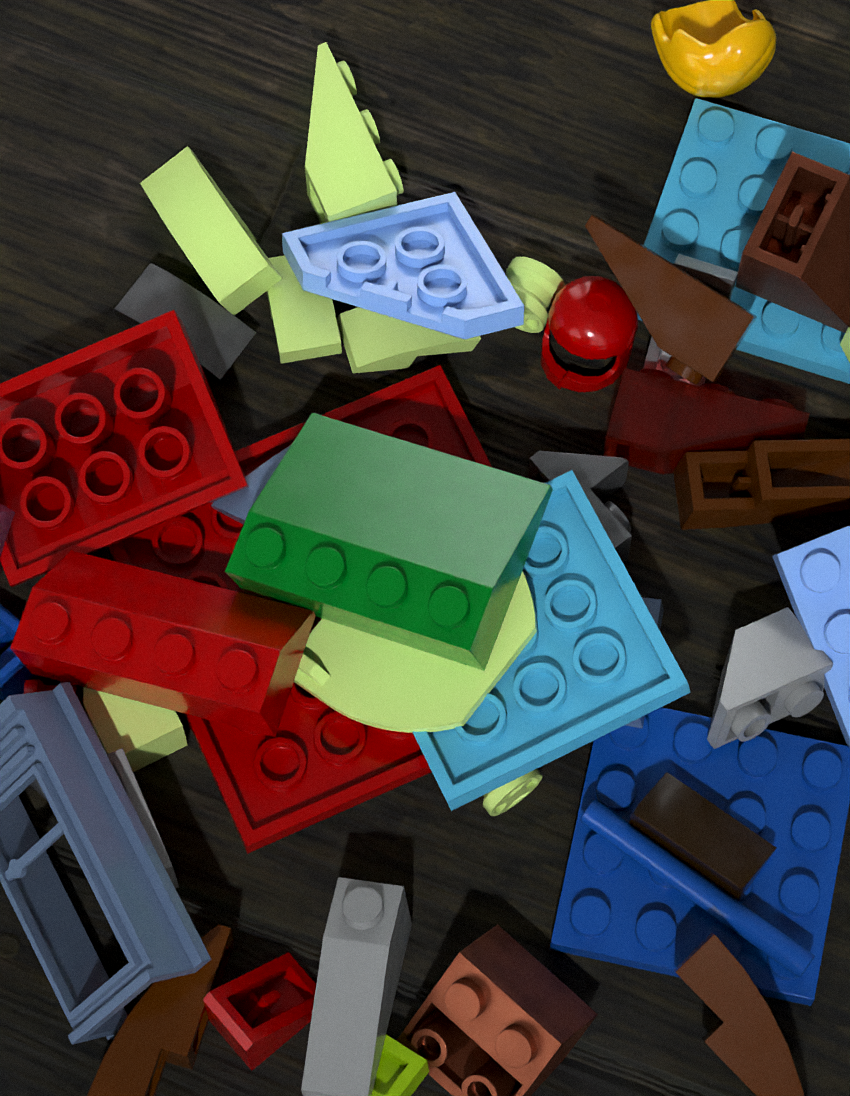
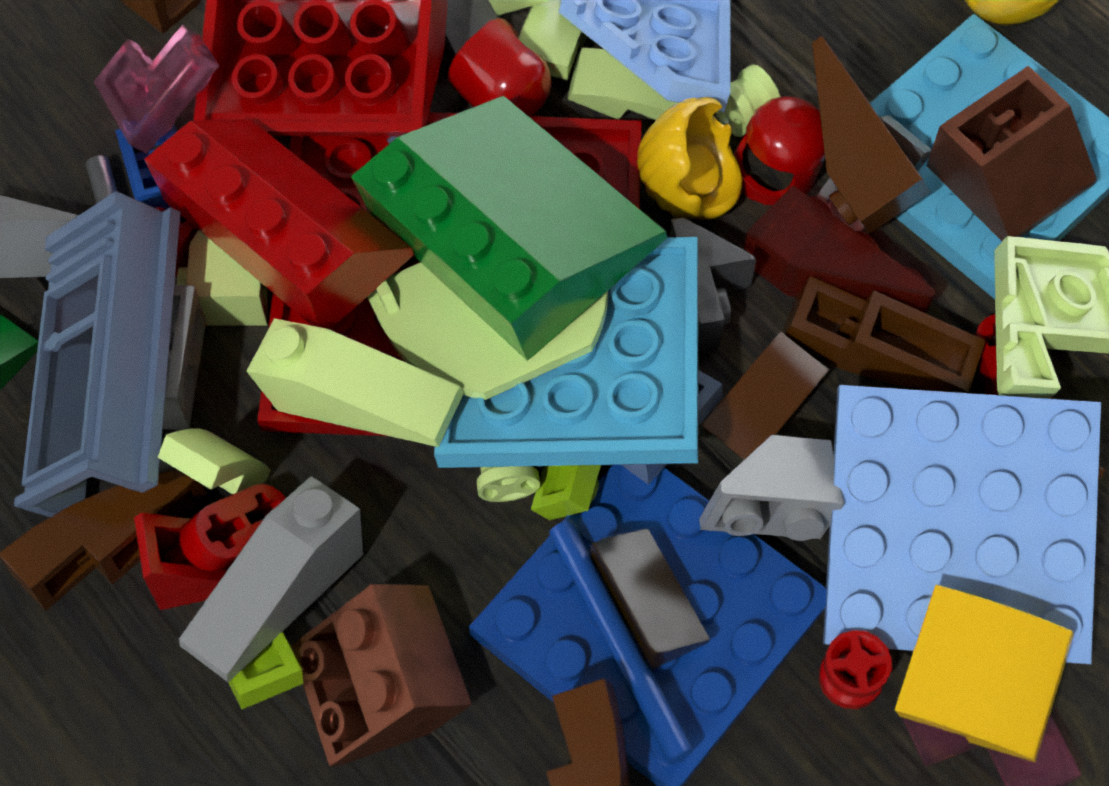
camera: 25 degrees right, 5 degrees down
(236, 908) = (212, 460): none -> yellowish green slope
(281, 382) = (500, 65): none -> red helmet
(281, 952) = (226, 515): none -> red beam
(332, 772) = (350, 384): none -> yellowish green slope
(513, 390) = (689, 161): none -> yellow piece
(570, 775) = (565, 490): none -> lime plate
(703, 590) = (765, 396): none -> reddish brown slope

